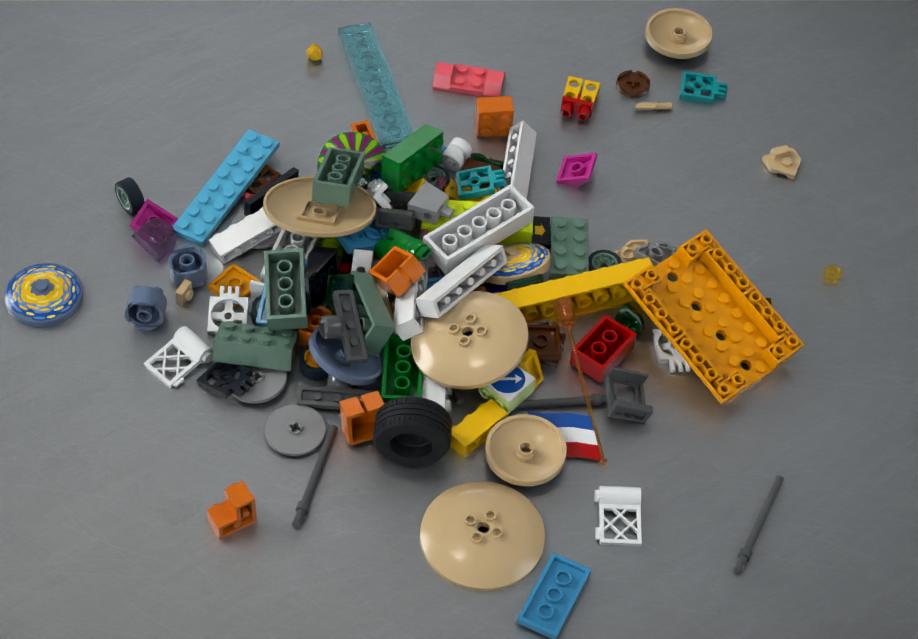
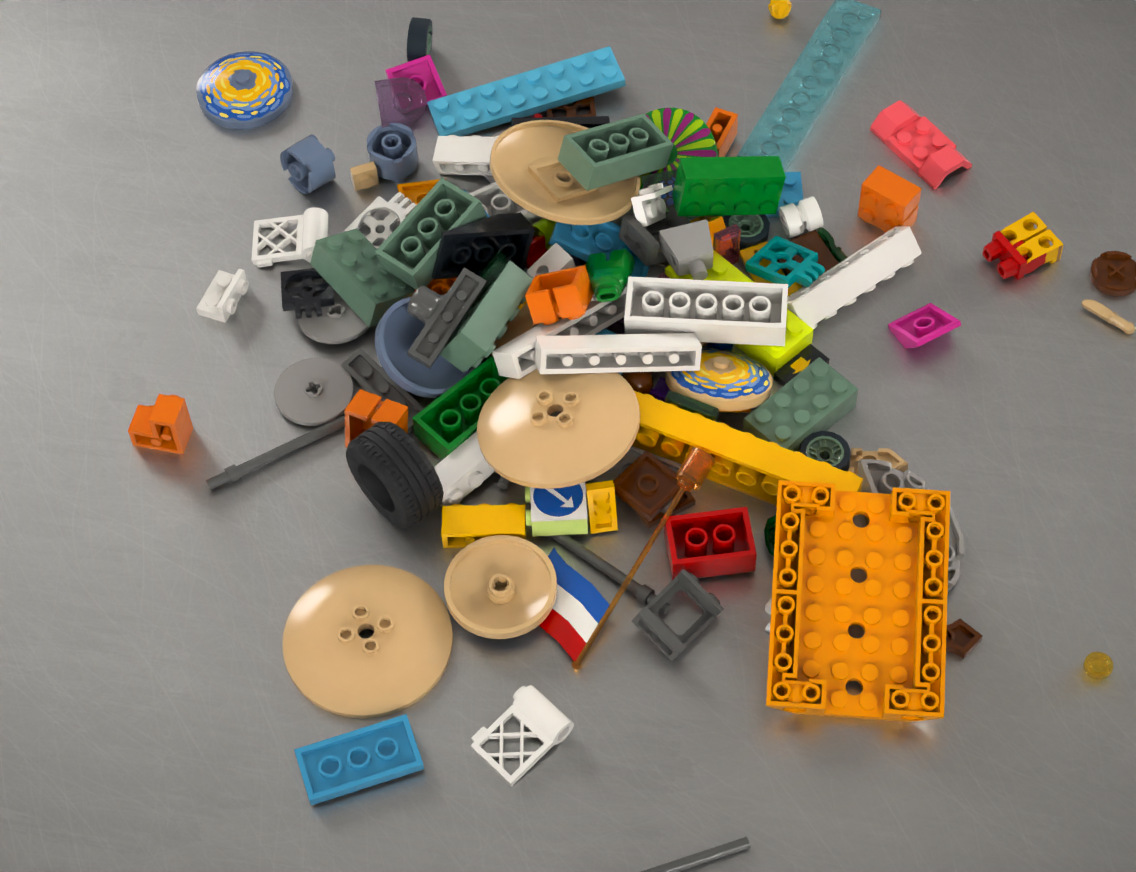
camera: 50 degrees right, 5 degrees up
(175, 417) = (222, 295): none -> white bracket

